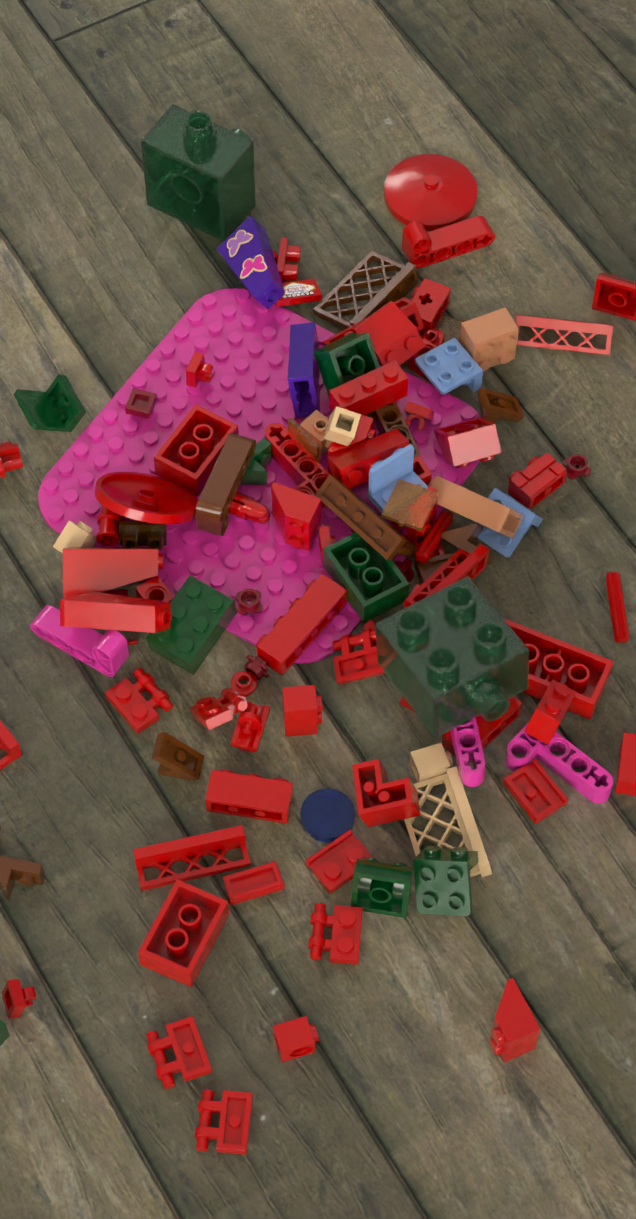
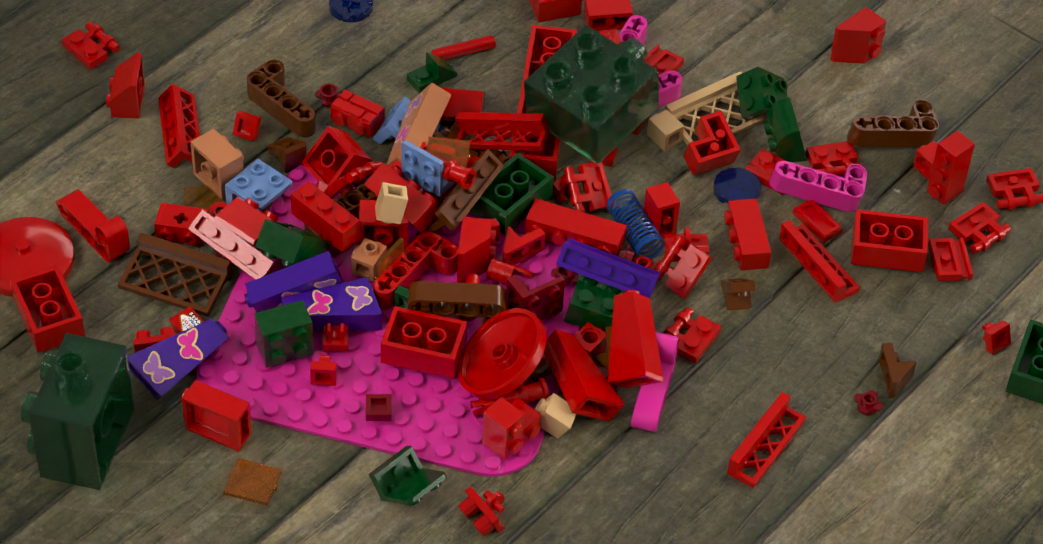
camera: 110 degrees left, 10 degrees down
(67, 490) = (509, 426): none -> red brick
(110, 307) = (252, 481): none -> clear orange piece
(144, 998) = (950, 259): none -> red plate
(175, 280) = (229, 431): none -> red window
(203, 621) = (607, 268): none -> dark purple fence
(210, 539) = (542, 301): none -> dark red bracket
(239, 392) = (335, 337): none -> red tile
(242, 340) = (284, 333): none -> dark green brick
(254, 1029) = (950, 167): none -> red brick
(260, 679) = (645, 239): none -> blue piece
(263, 550) = (500, 271): none -> red hinge
(269, 394) = (344, 303): none -> dark purple slope
(295, 890) = (823, 188): none -> dark pink beam
(297, 565) = (520, 248): none -> red slope
(350, 188) = (46, 308): none -> red brick
(355, 1008) = (896, 131): none -> reddish brown beam
(373, 490) = (454, 172): none -> red pin
(423, 438) = (353, 179): none -> red plate
(529, 577) = (462, 101): none -> red slope
(546, 384) = (246, 125): none -> red tile
(585, 567) = (435, 71): none -> dark green slope
(594, 408) = (267, 91): none -> reddish brown beam

